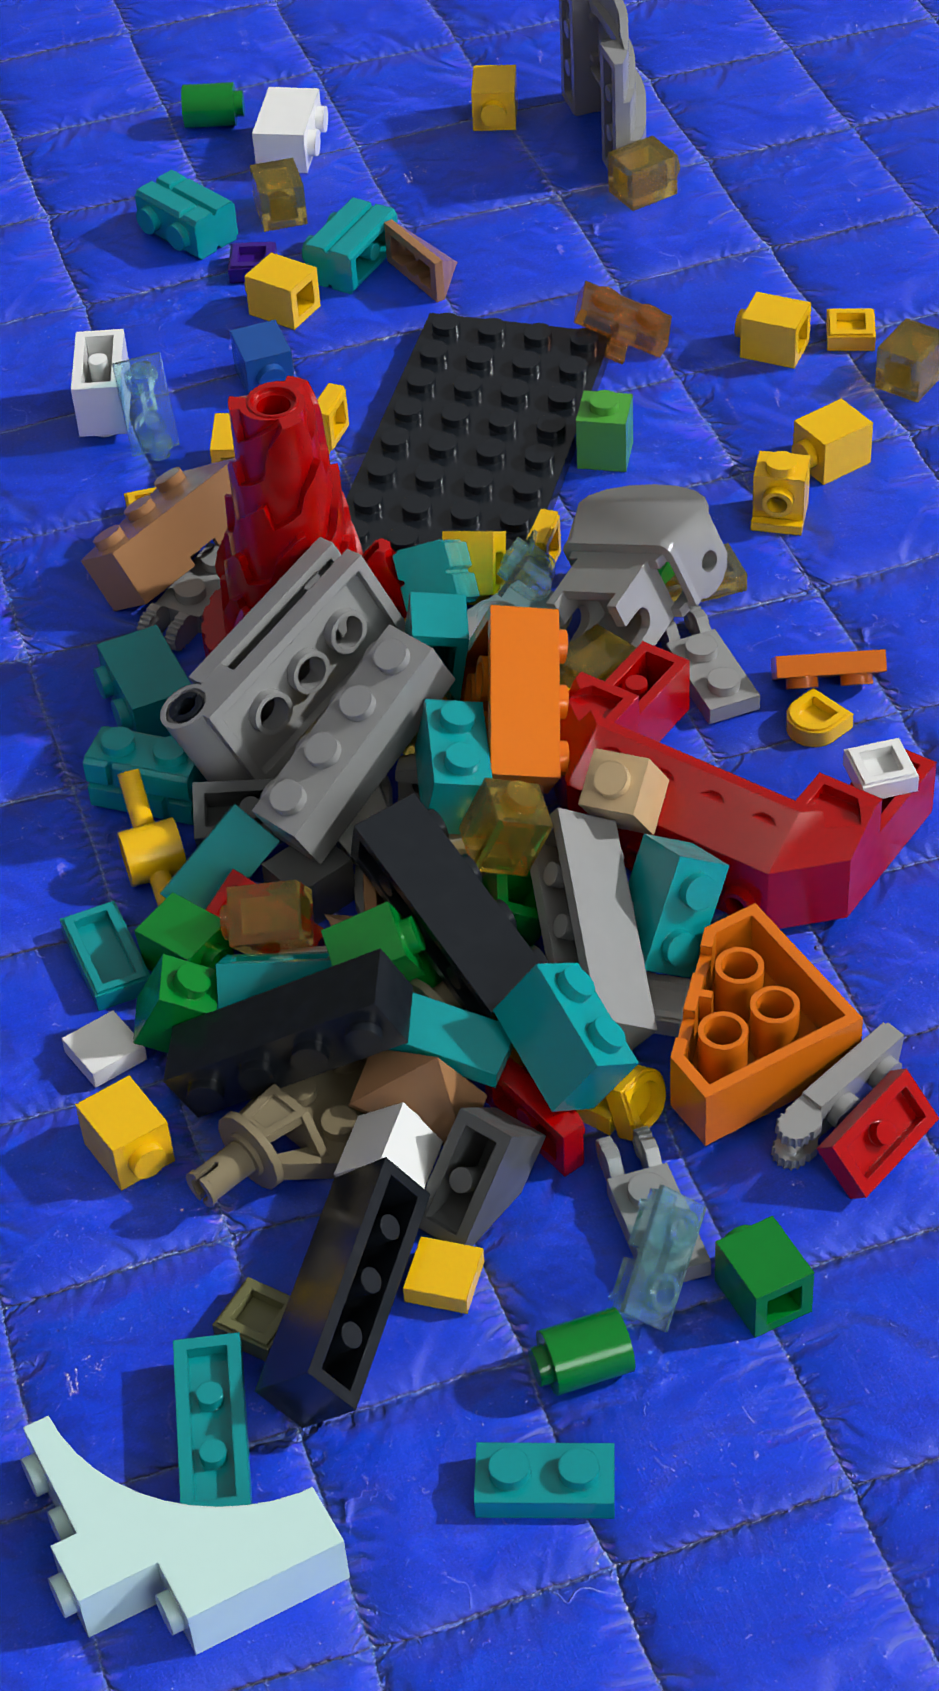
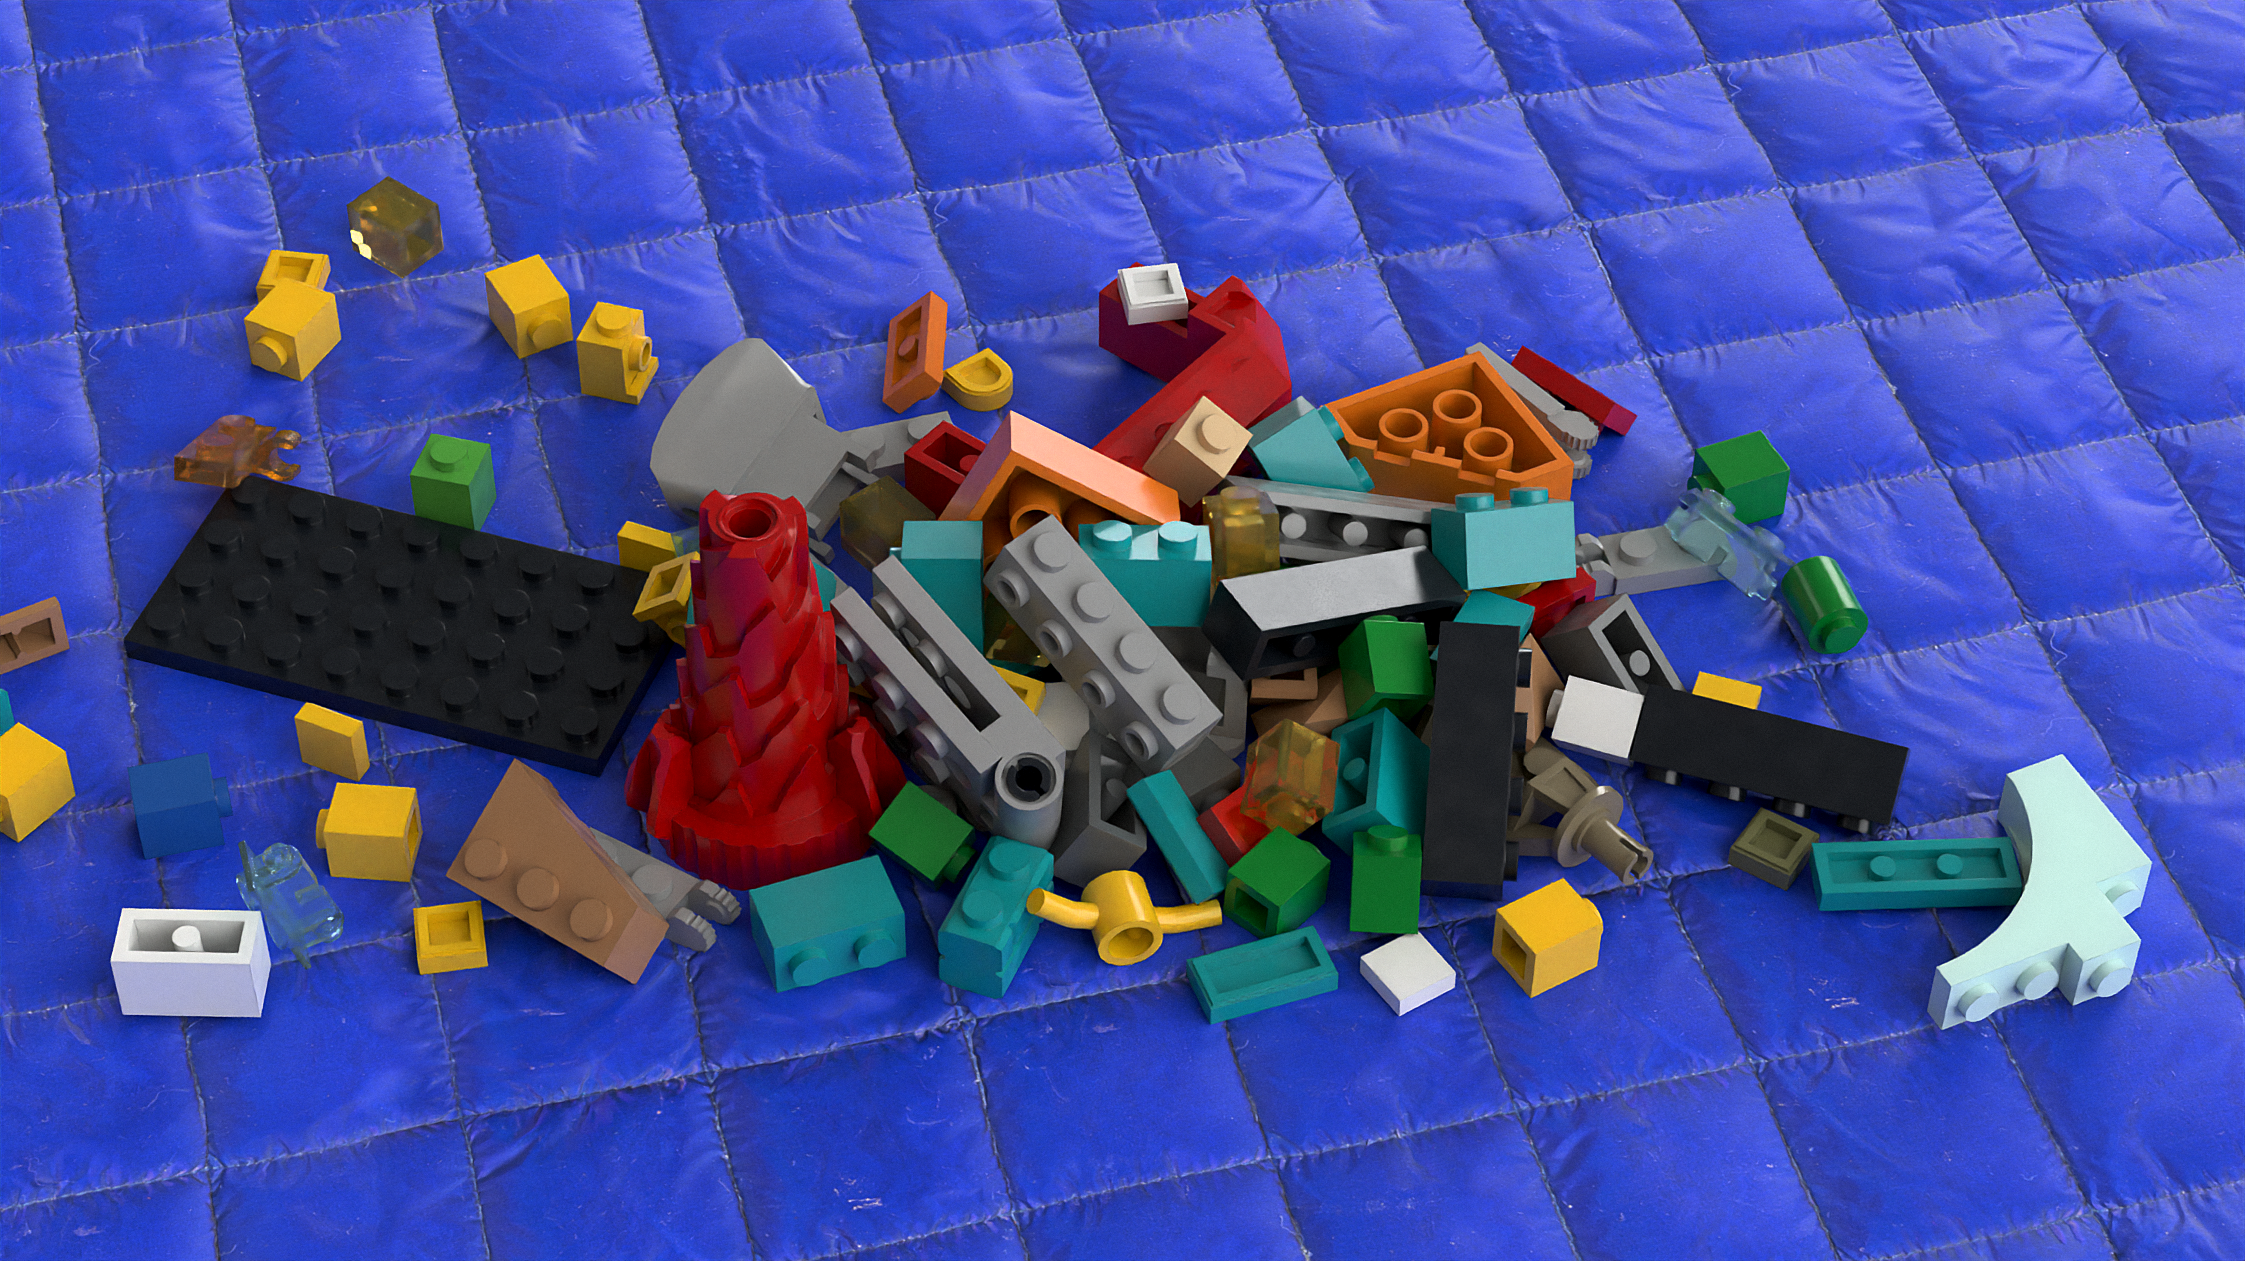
camera: 90 degrees left, 0 degrees up
(544, 1480) = (1951, 654): teal plate -> none

